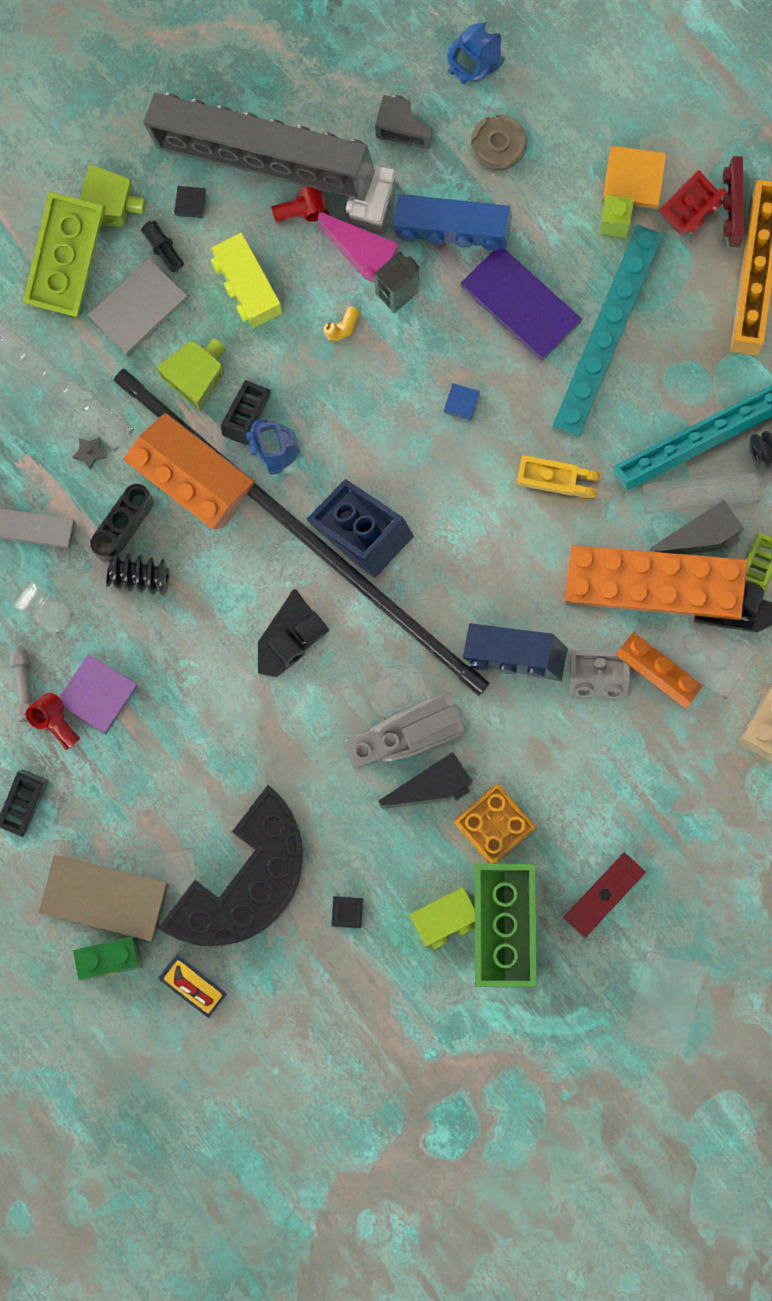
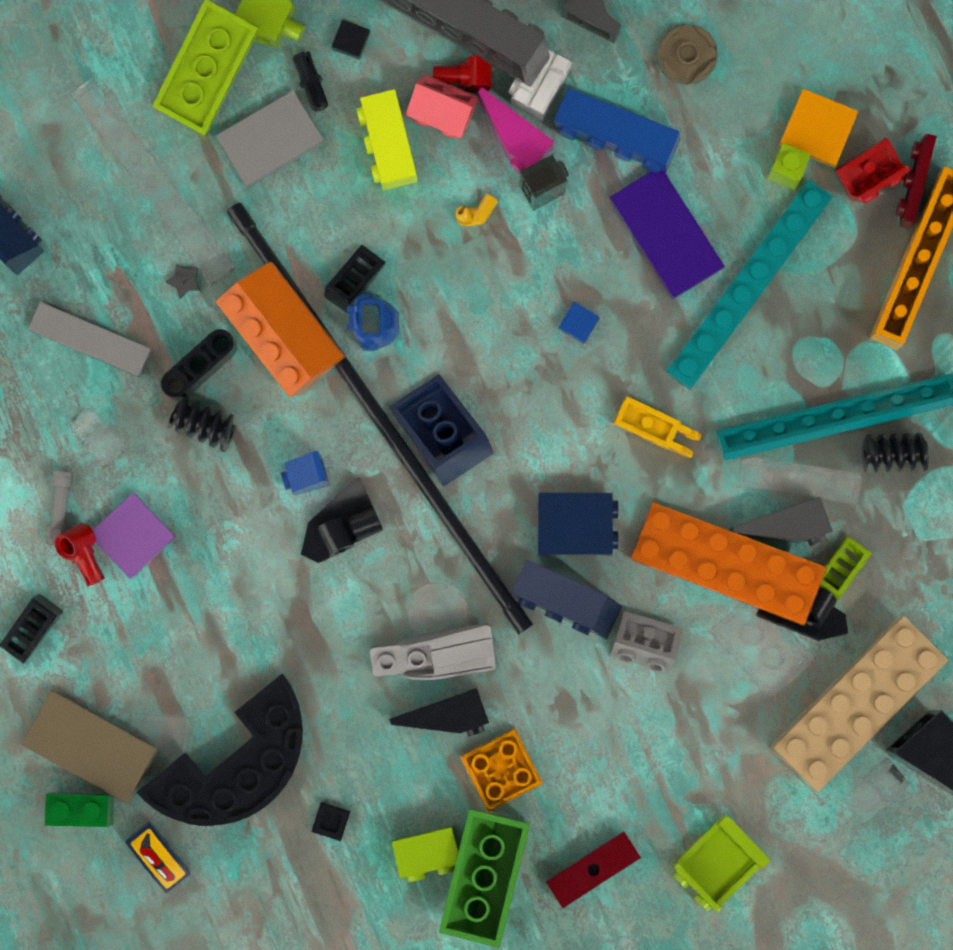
camera: 10 degrees right, 5 degrees up
(194, 371) = (311, 223): lime torso -> none
(244, 595) = (305, 473): none -> blue slope
(287, 239) = (441, 106): none -> coral brick
(506, 580) = (576, 524): none -> dark blue panel
(659, 670) = (708, 654): orange plate -> none
(720, 859) = (719, 863): none -> lime panel

